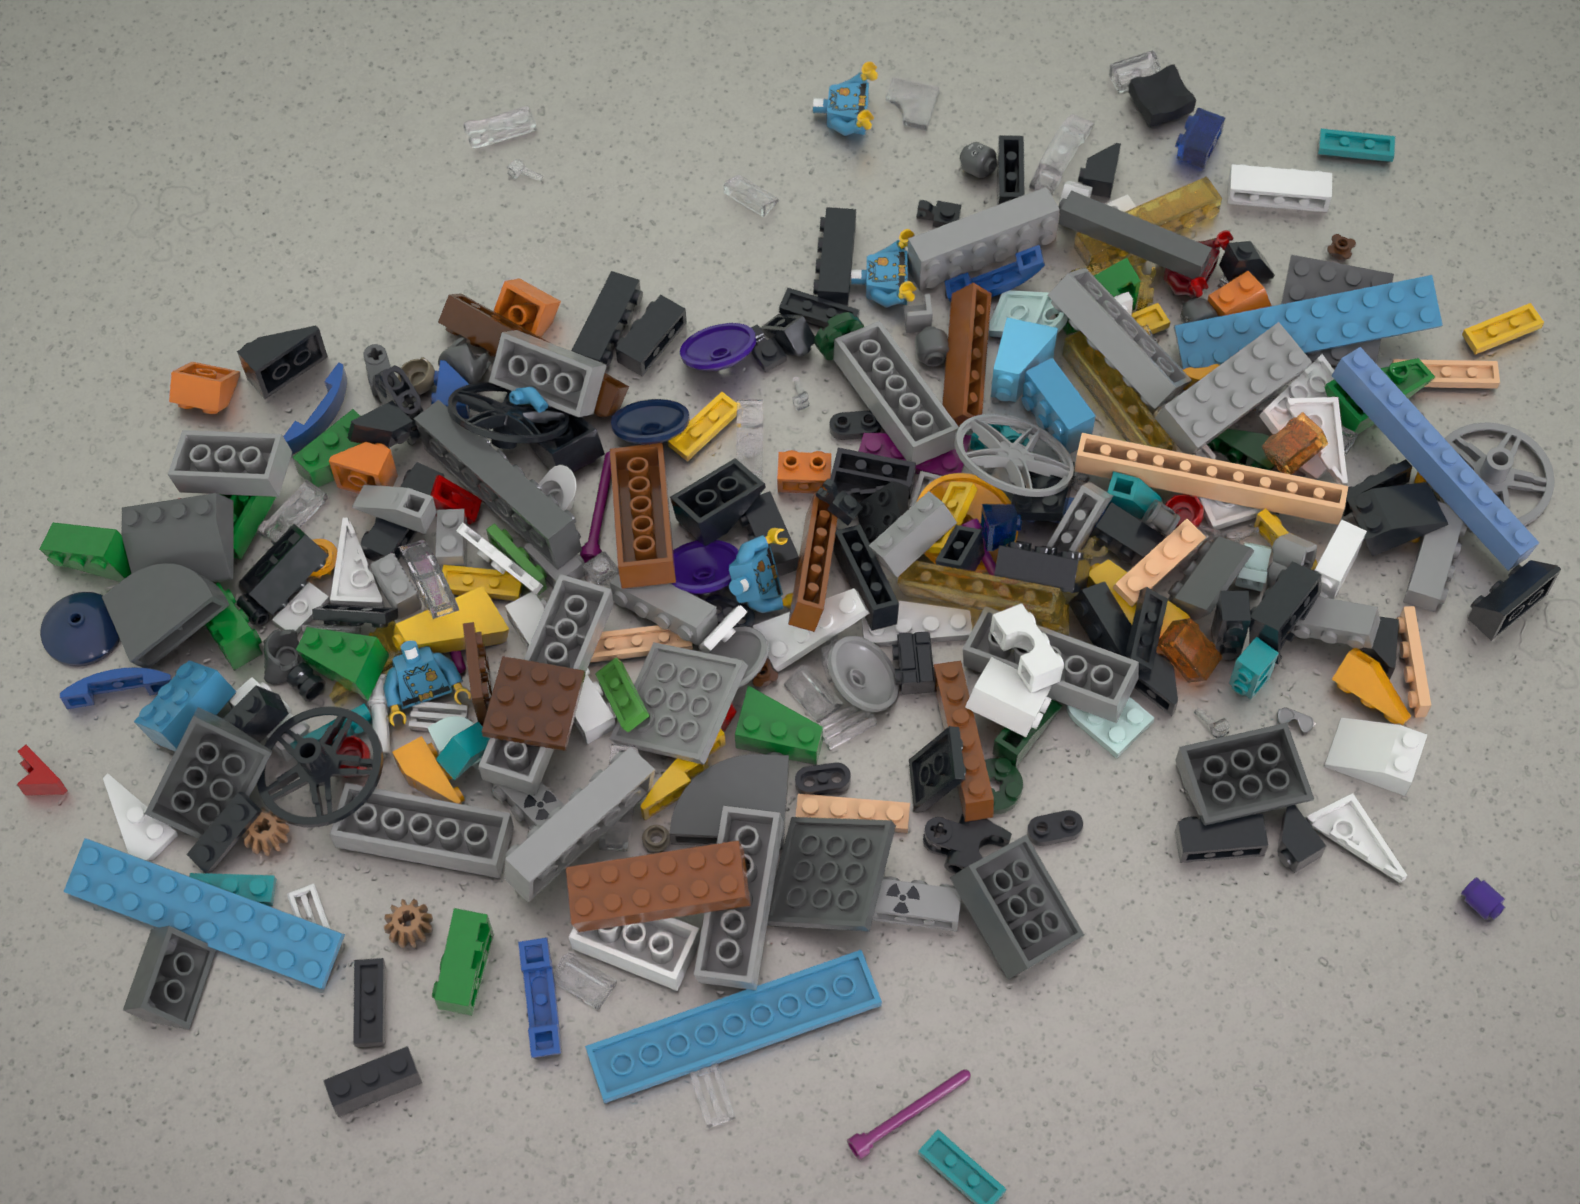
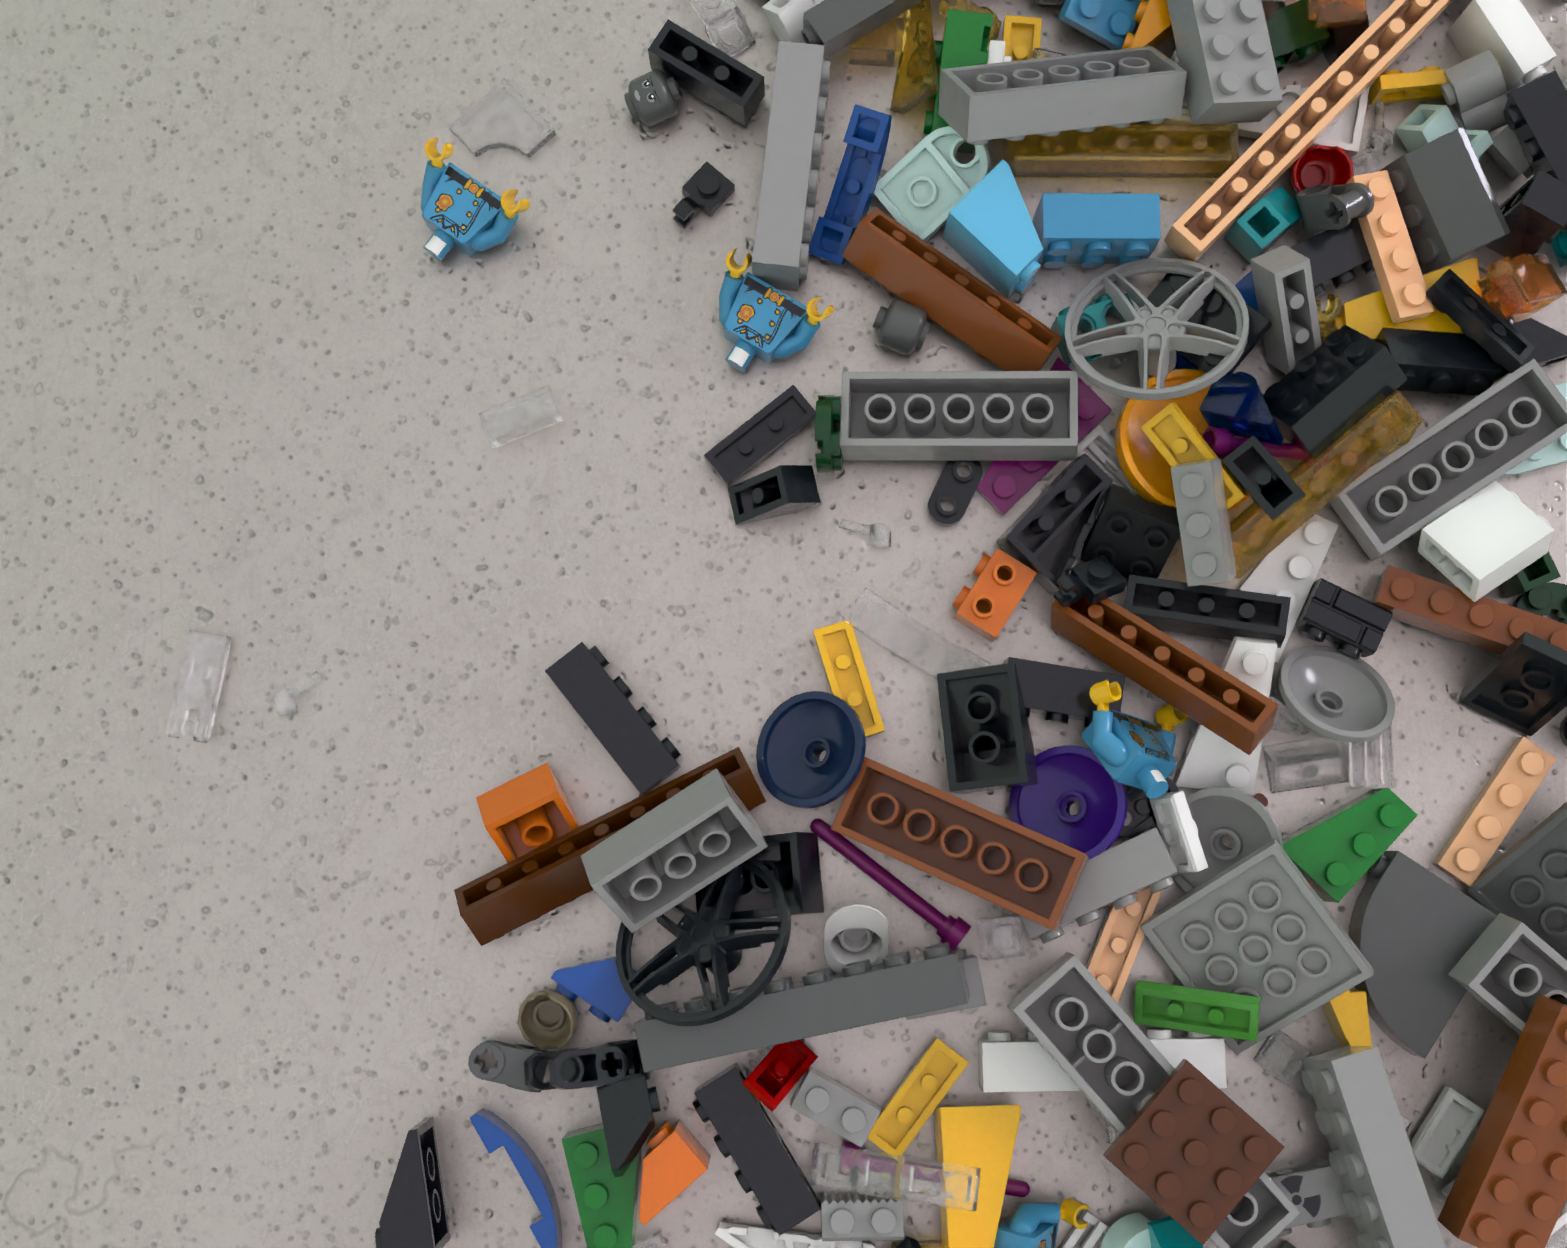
camera: 60 degrees left, 20 degrees up
(397, 505) = (759, 1166): light grey slope -> none
(465, 362) = (567, 941): dark grey hair -> none
(478, 671) = (1085, 1190): reddish brown plate -> none
(500, 560) = (898, 1065): white wing -> none
(504, 542) = (908, 1032): bright green plate -> none
(528, 395) = (696, 895): dark azure arm -> none
(650, 335) = (667, 672): black brick -> none
(652, 831) = (1413, 1070): dark tan plate -> none
(718, 346) = (730, 597): dark purple dish -> none
(767, 352) = (782, 536): black plate -> none
(822, 777) = (1438, 825): black plate -> none
(836, 256) = (691, 364): black brick -> none
(918, 316) = (847, 317): light grey panel -> none
(1019, 630) = (1482, 477): white arch -> none

